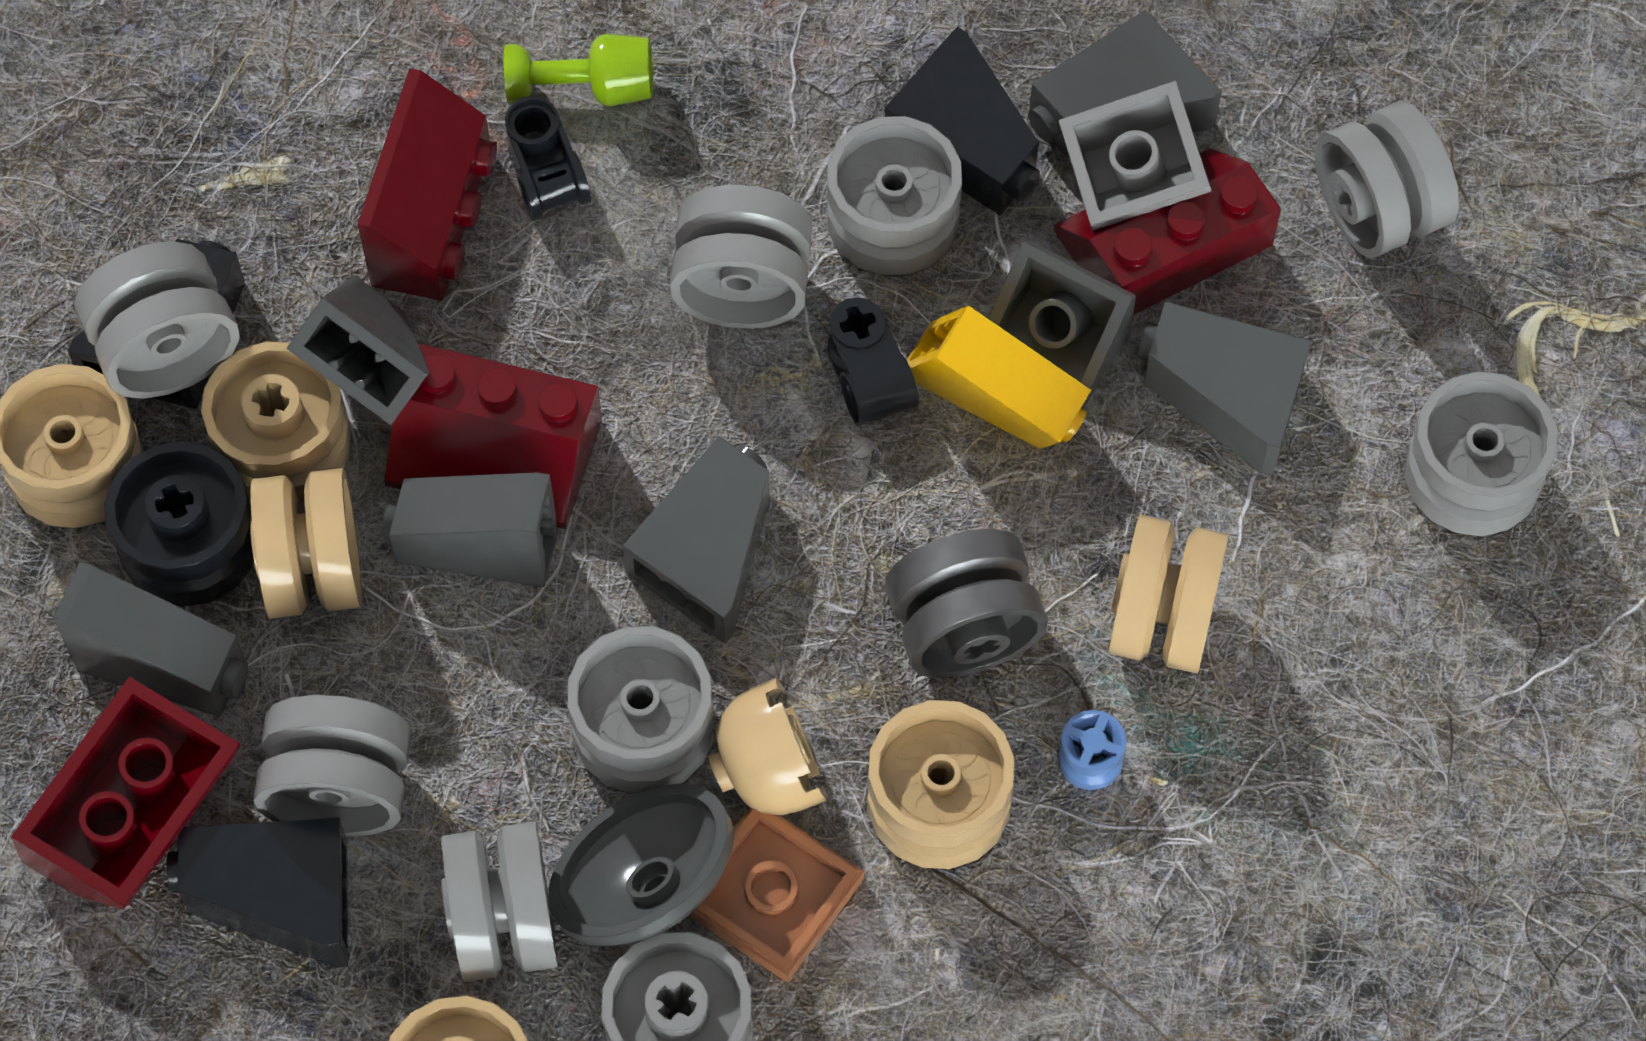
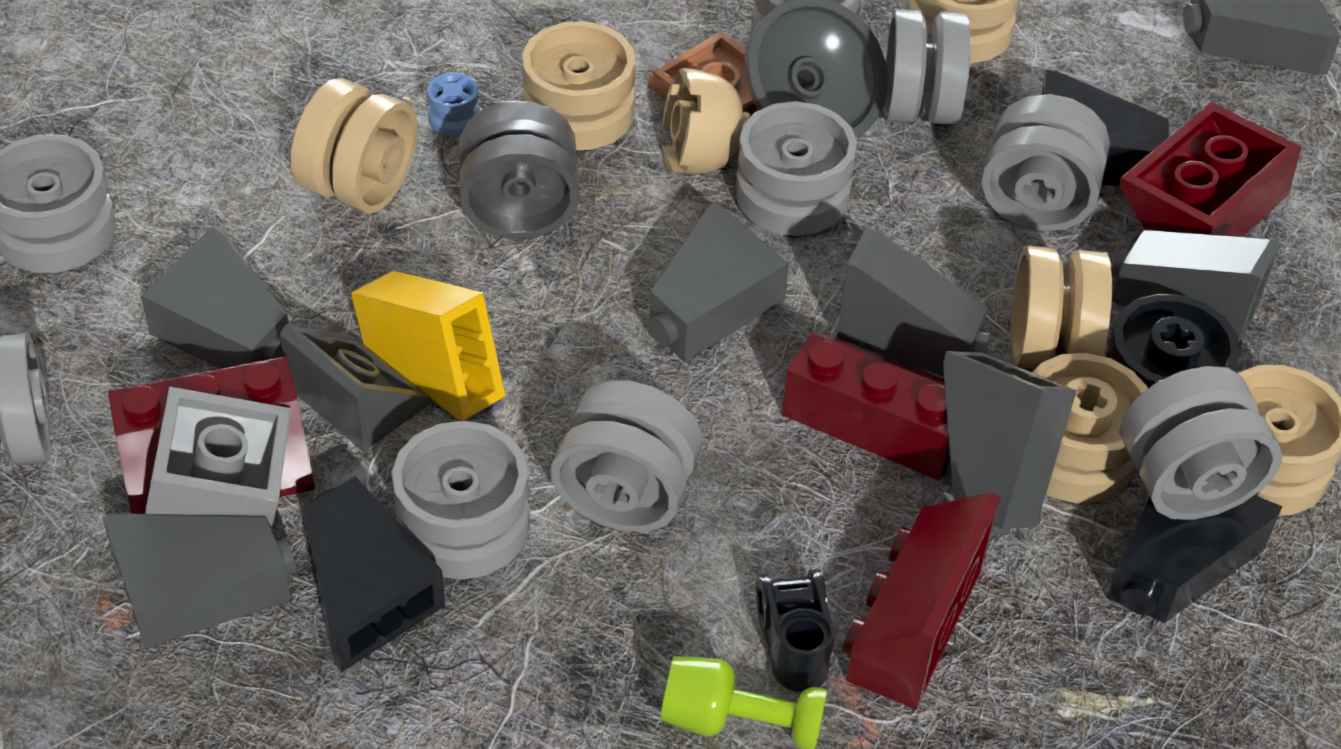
camera: 170 degrees left, 15 degrees down
(868, 362) = (534, 388): black piece -> none

